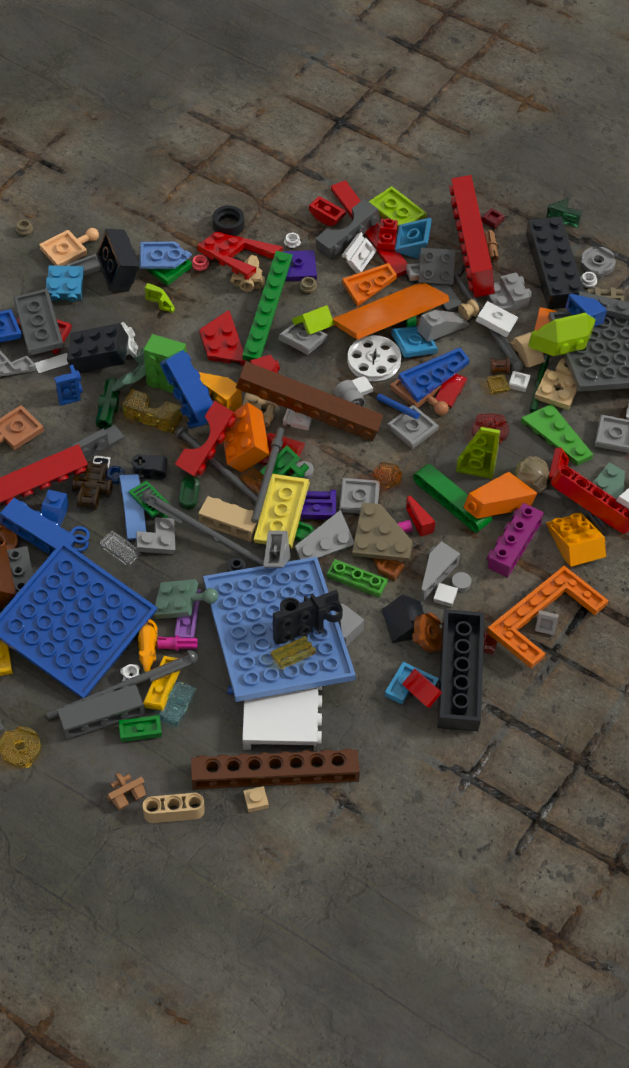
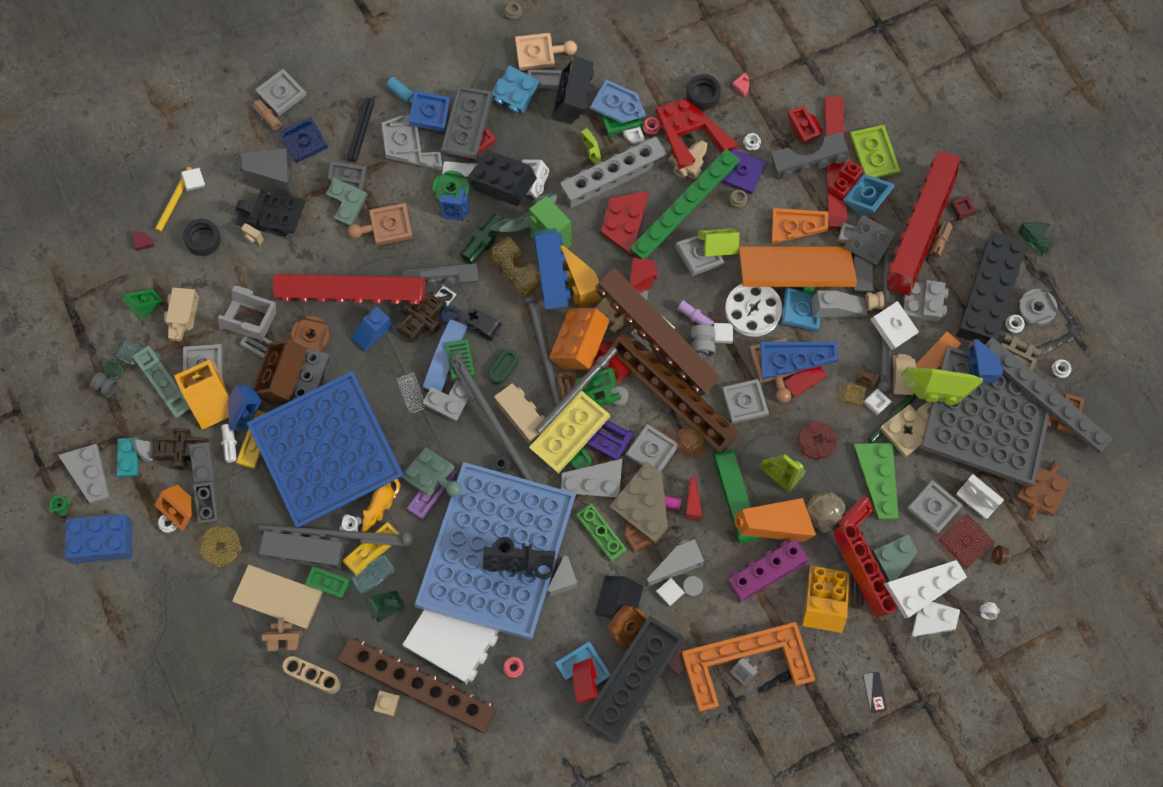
camera: 30 degrees right, 15 degrees up
(39, 530) = (349, 345): blue hinge -> none
(45, 377) = (446, 180): none -> green plate
(99, 762) = (277, 597): none -> tan tile
(177, 643) = (405, 515): dark pink axle -> none
(190, 277) = (634, 136): none -> white tile
(192, 304) = (609, 180): none -> light grey brick
(194, 460) = (560, 313): red arch -> none
(203, 722) = (384, 605): none -> clear green slope
(256, 205) = (742, 84): none -> coral tile
(277, 549) = (540, 472): light grey slope -> none
(291, 650) = (490, 586): clear yellow tile -> none
(326, 382) = (694, 315): none -> lavender pin
(350, 710) = (510, 661): none -> coral plate
(351, 443) = (675, 392): none -> reddish brown brick
(359, 253) = (805, 187): white plate -> none
(406, 410) = (742, 374): blue bar -> none

